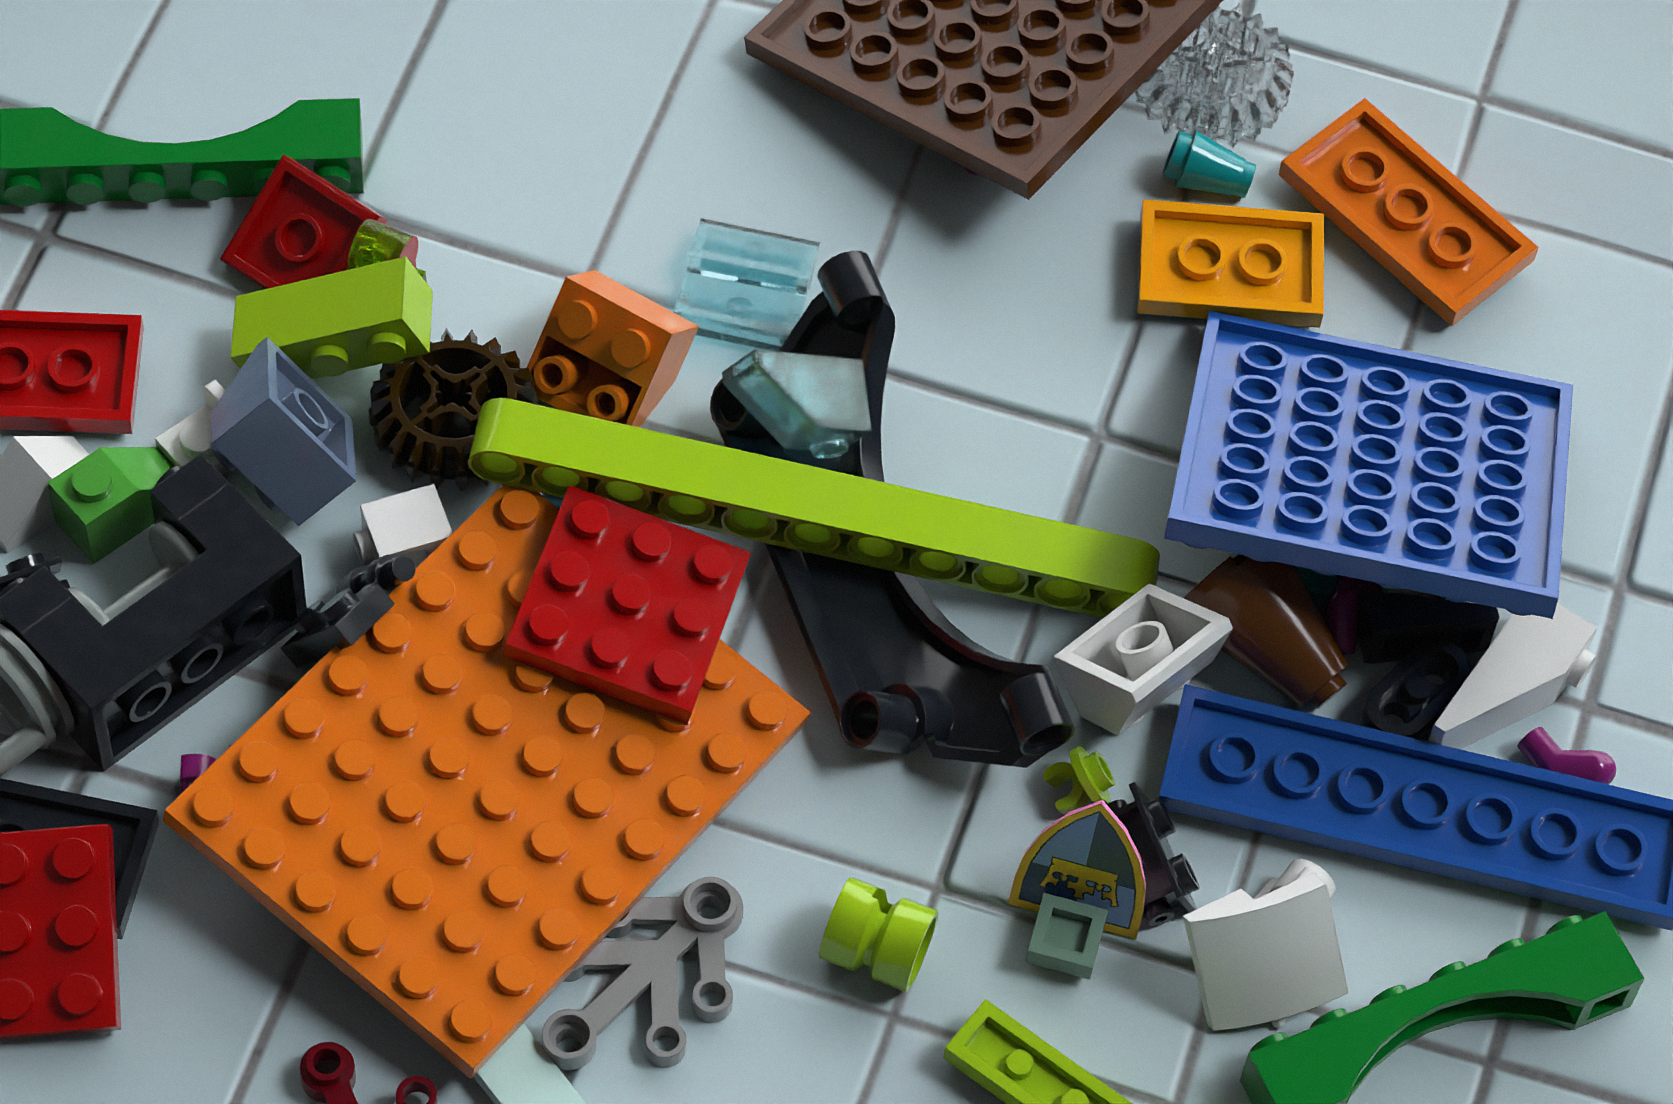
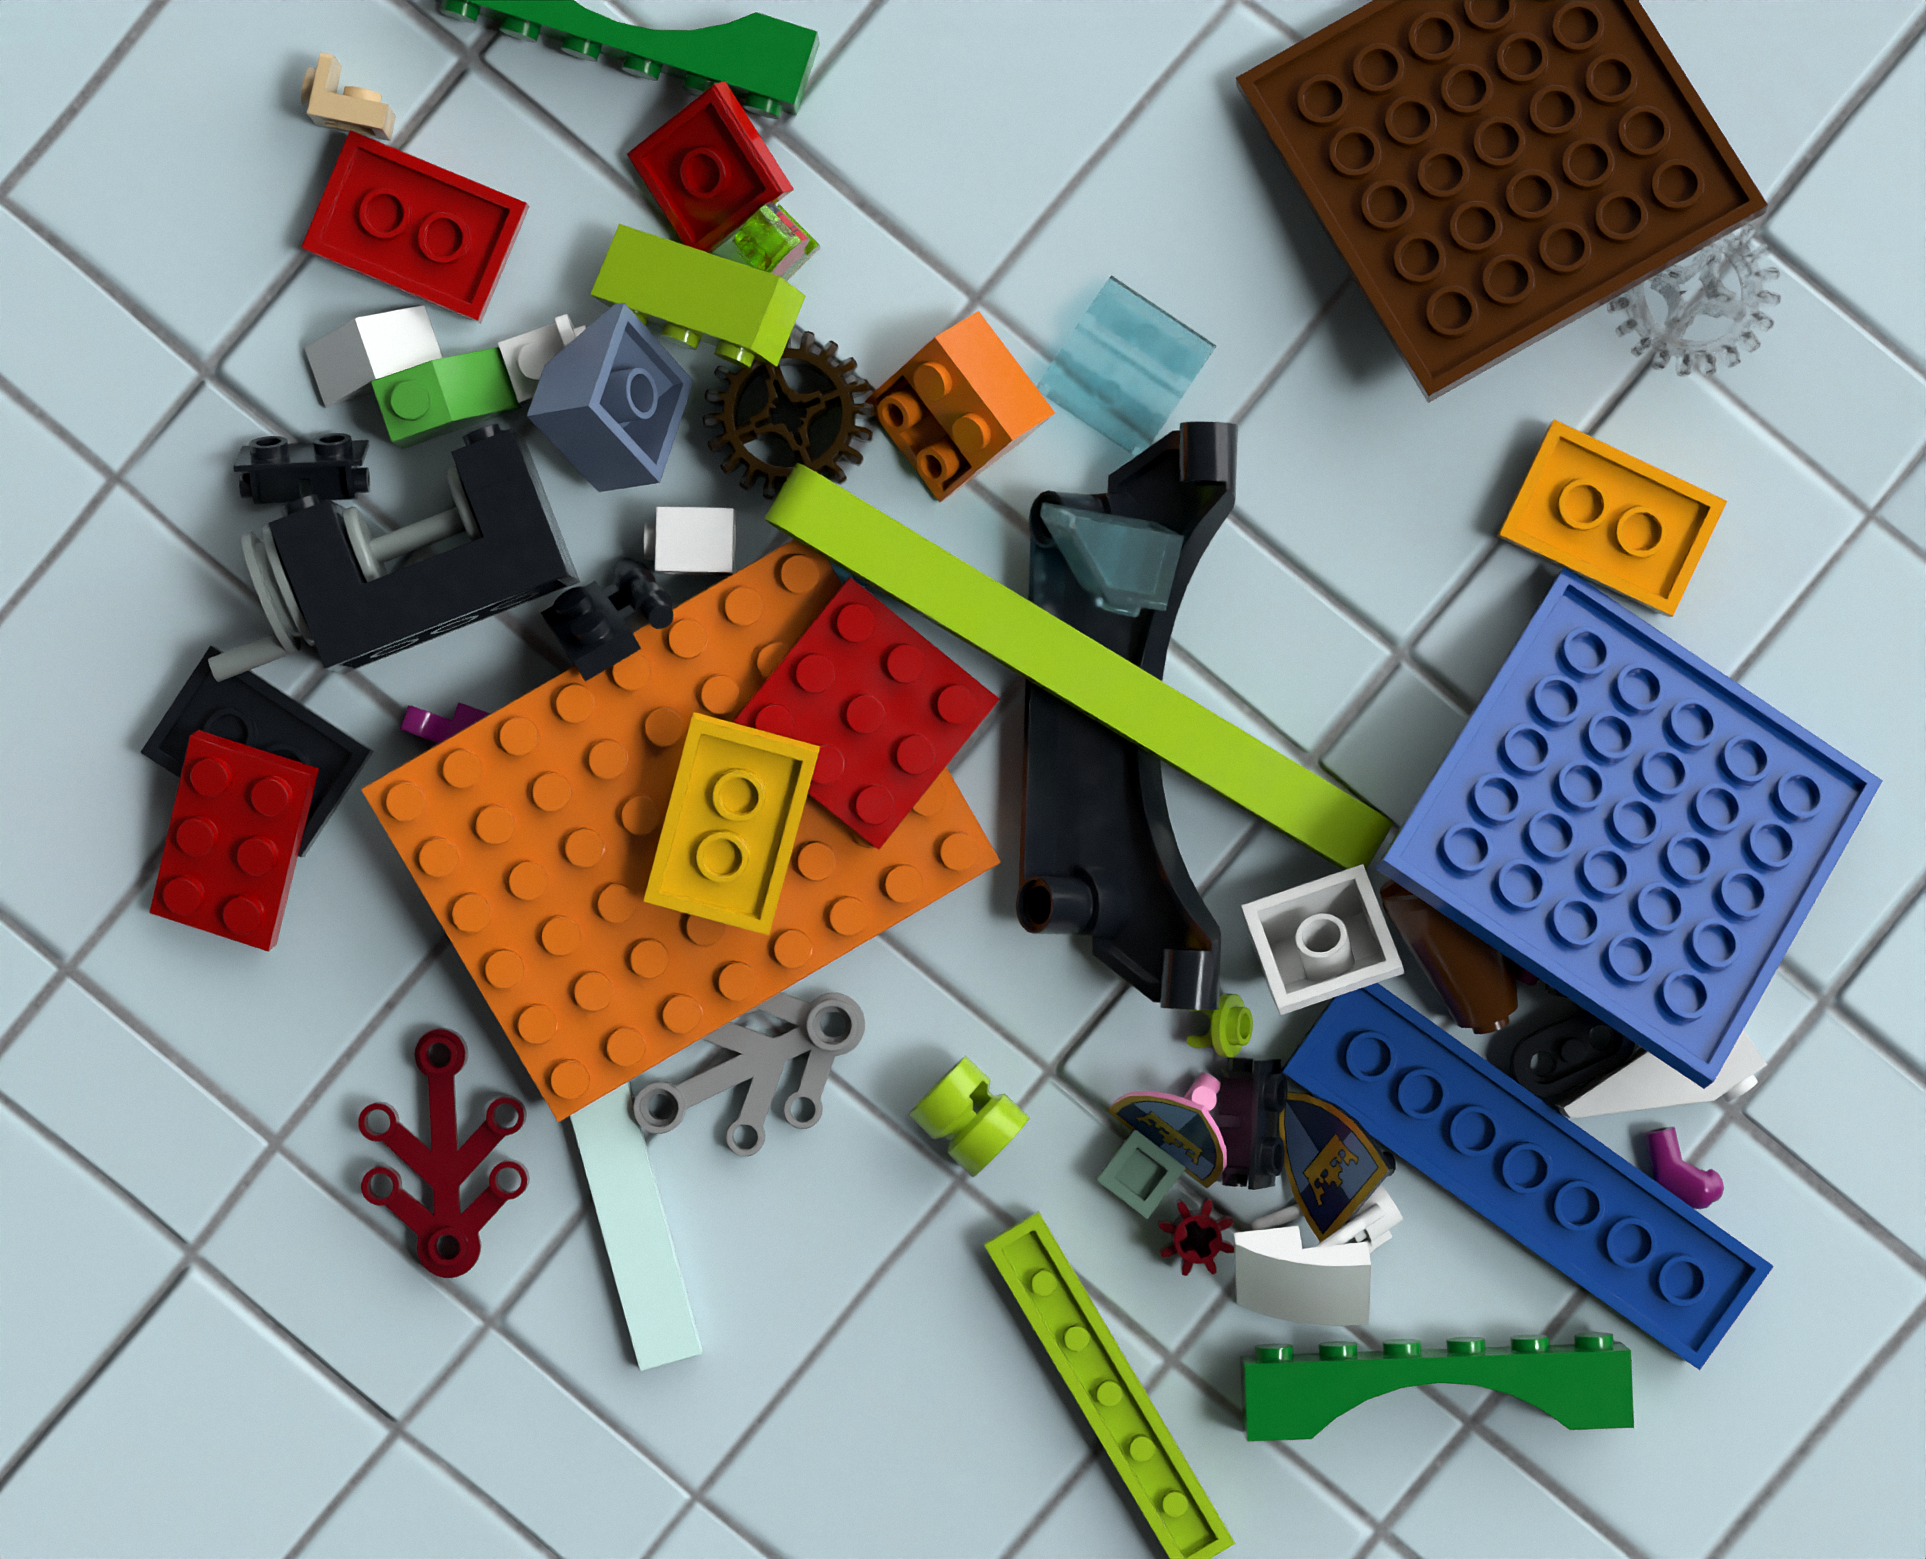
camera: 30 degrees right, 30 degrees up
(542, 716) = (731, 823): none -> yellow plate
(1146, 970) = (1179, 1233): none -> dark red gear
(1207, 166) = (1638, 396): teal cone -> none
(1240, 842) = (1329, 1161): none -> shield
(1408, 211) = (1816, 521): orange plate -> none

